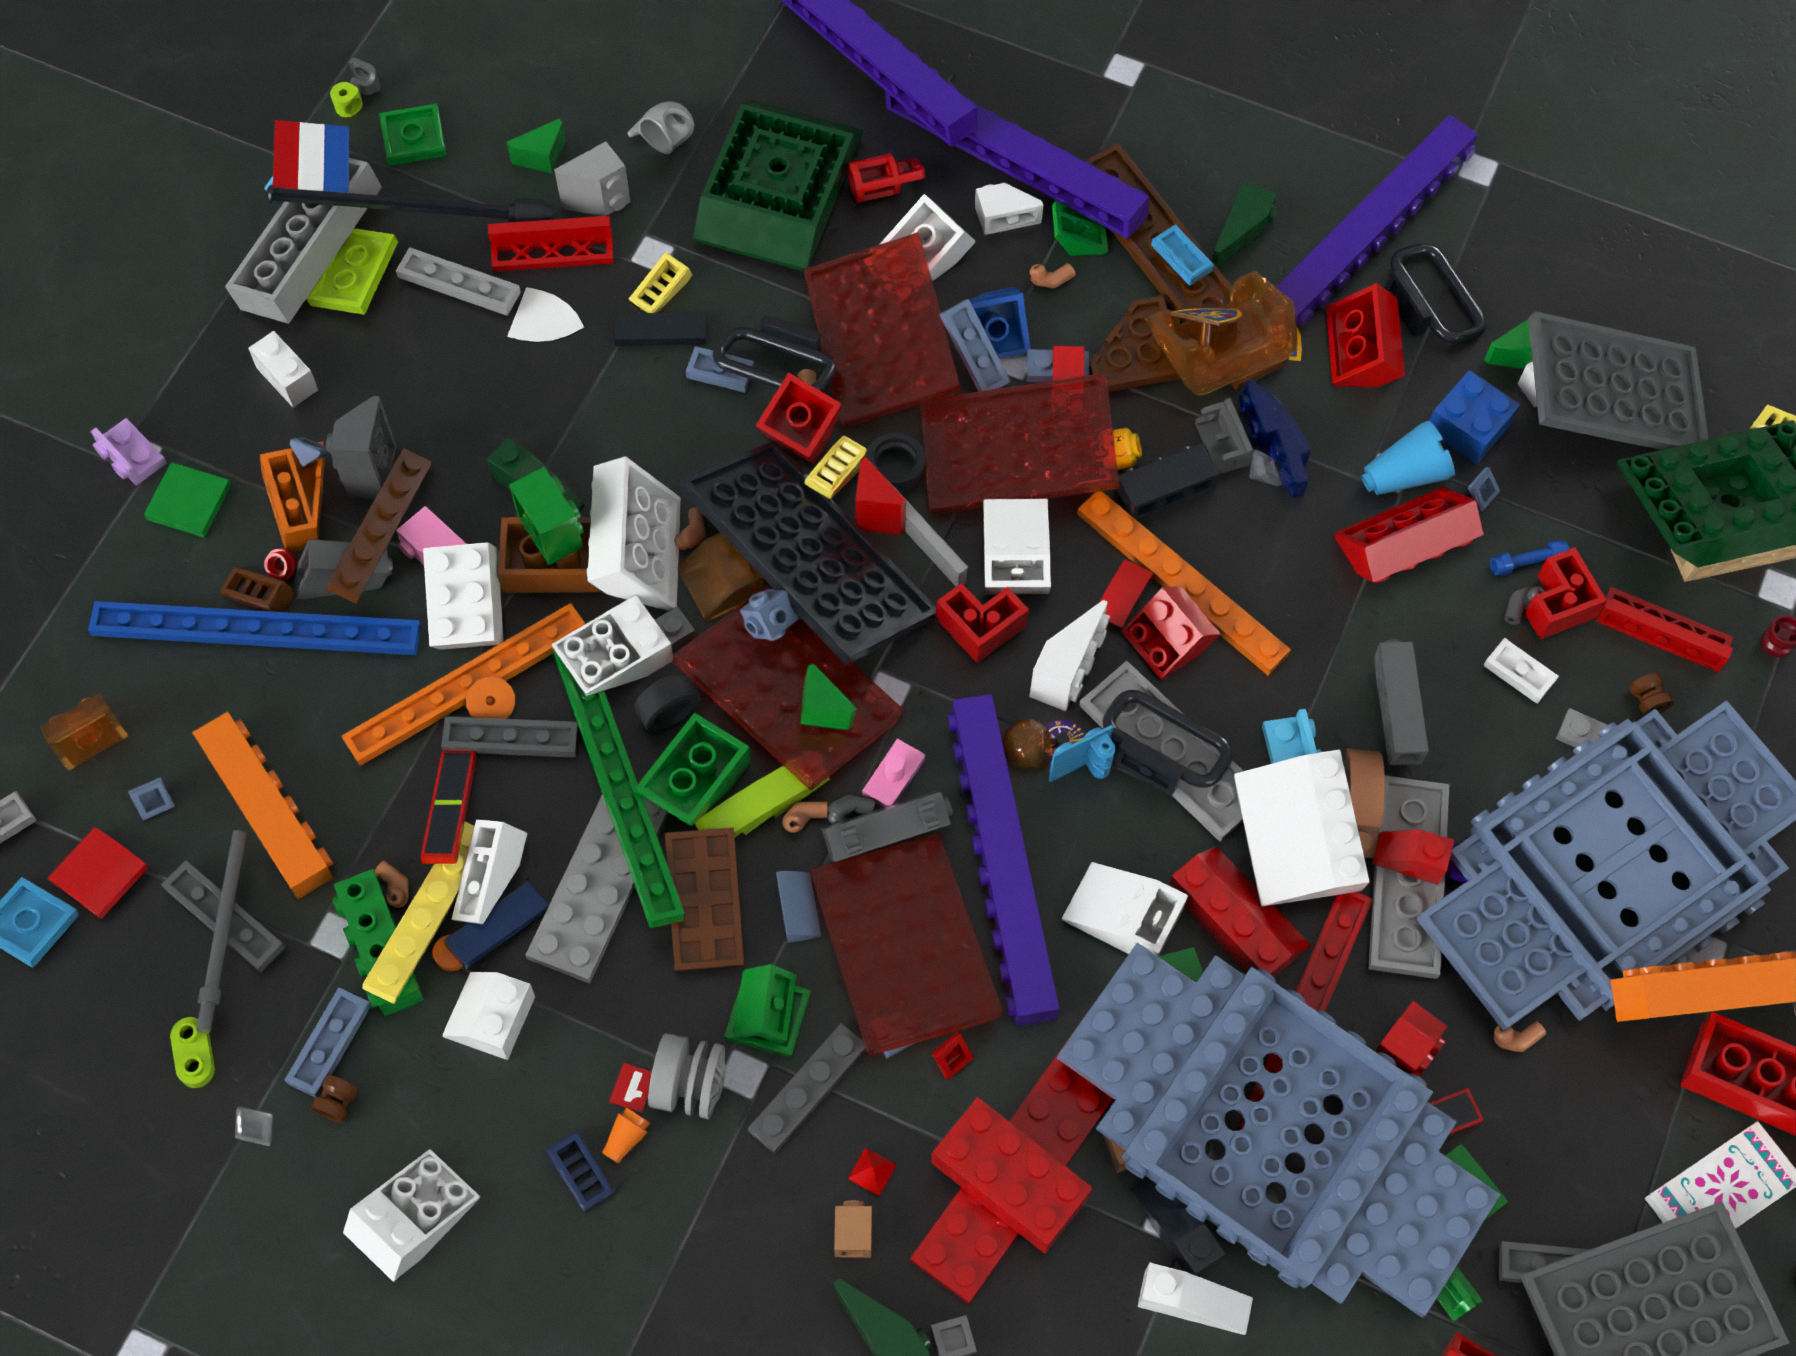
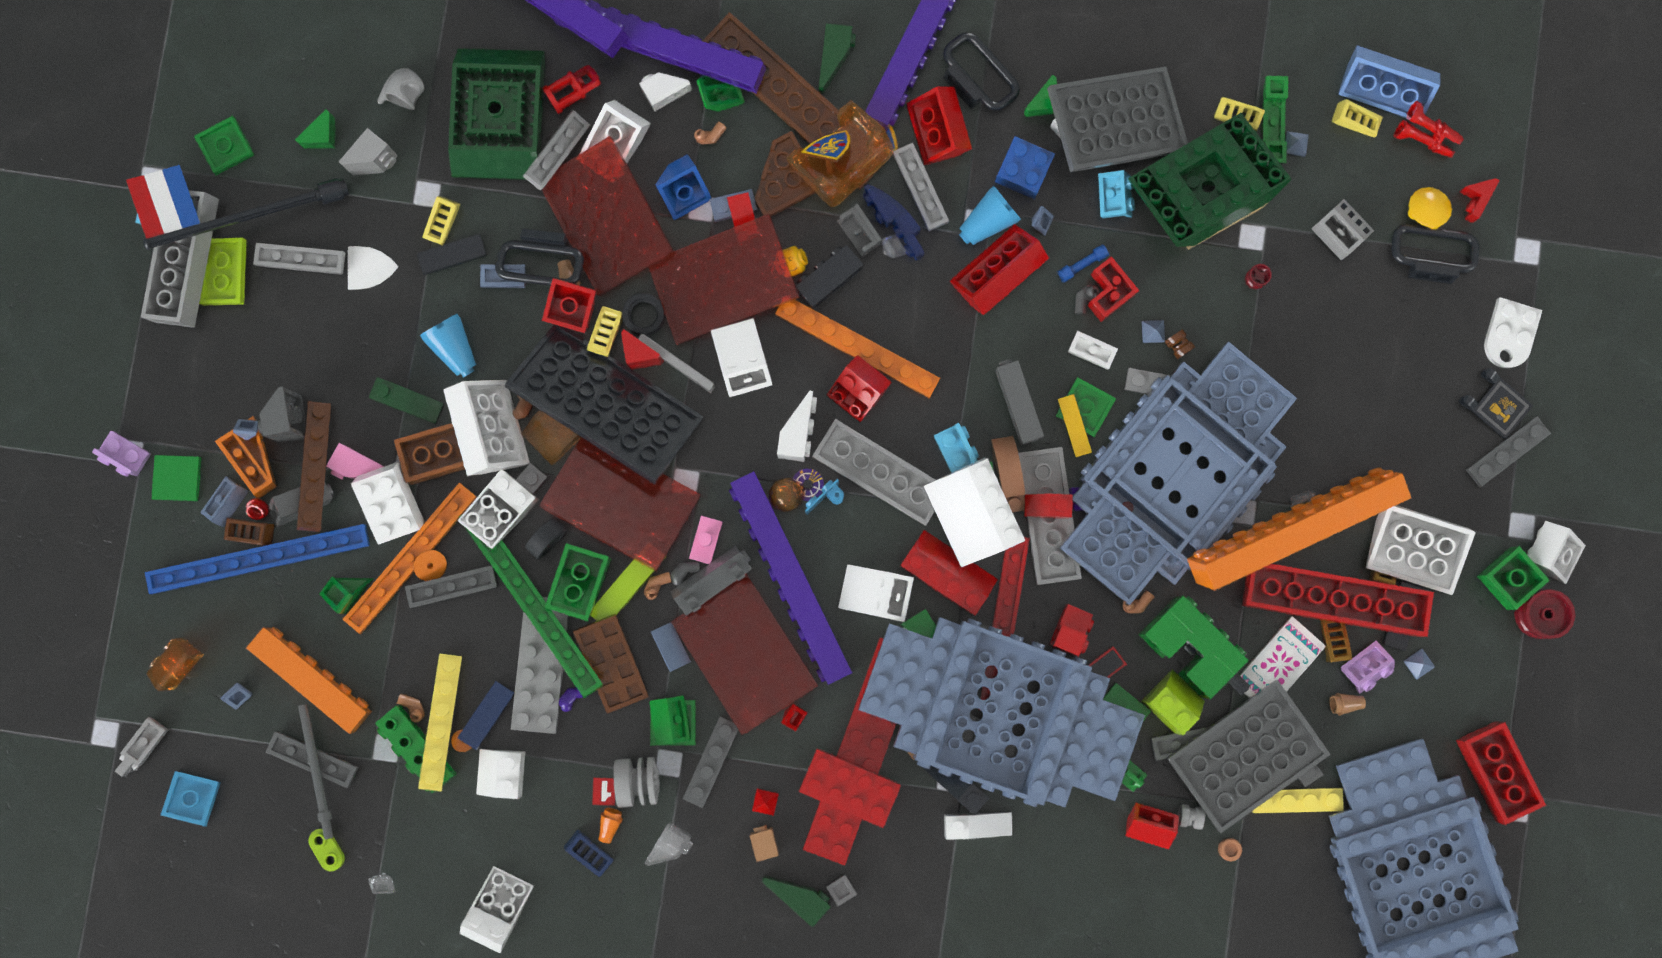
camera: 15 degrees left, 20 degrees up
(98, 872) = (222, 754): red slope -> none
(240, 546) = (224, 501): none -> sand blue slope
(283, 369) = (204, 364): white brick -> none
(328, 1042) = (408, 821): sand blue plate -> none
(334, 1099) = (423, 850): reddish brown wheel -> none
(347, 96) = (166, 129): leg -> none
(356, 705) = (344, 592): none -> green slope
(448, 807) = (429, 649): black tile -> none
(489, 867) = (469, 680): white slope -> none
(547, 515) = (424, 438): green brick -> none
(551, 237) = (351, 202): red fence -> none
(620, 422) = (451, 345): none -> dark azure cone
(628, 933) = (568, 698): none -> dark purple arm
(706, 1191) = (670, 845): none -> clear slope
(768, 614) = (593, 461): sand blue brick -> none
(824, 703) = (646, 513): green slope -> none
(841, 237) = (556, 150): none -> light grey plate
(974, 346) = (673, 214): sand blue plate -> none
(981, 627) = (733, 424): red brick -> none
(1125, 591) = (821, 368): red slope -> none
(1151, 764) = (868, 490): black bar -> none
(1182, 255) = (797, 96): dark azure plate -> none
(1322, 407) = (920, 187): none -> light grey plate
(1473, 763) = (1074, 425): none -> yellow sticker
(1495, 742) = (1092, 405): none -> green plate
(1544, 1197) = (1174, 703): none -> lime slope
(1594, 482) = (1115, 194): none -> medium azure bracket
(1613, 672) = (1153, 331): none -> sand blue slope
(1630, 1134) = (1216, 656): none -> green piece
(1665, 629) = (1180, 296): red fence -> none

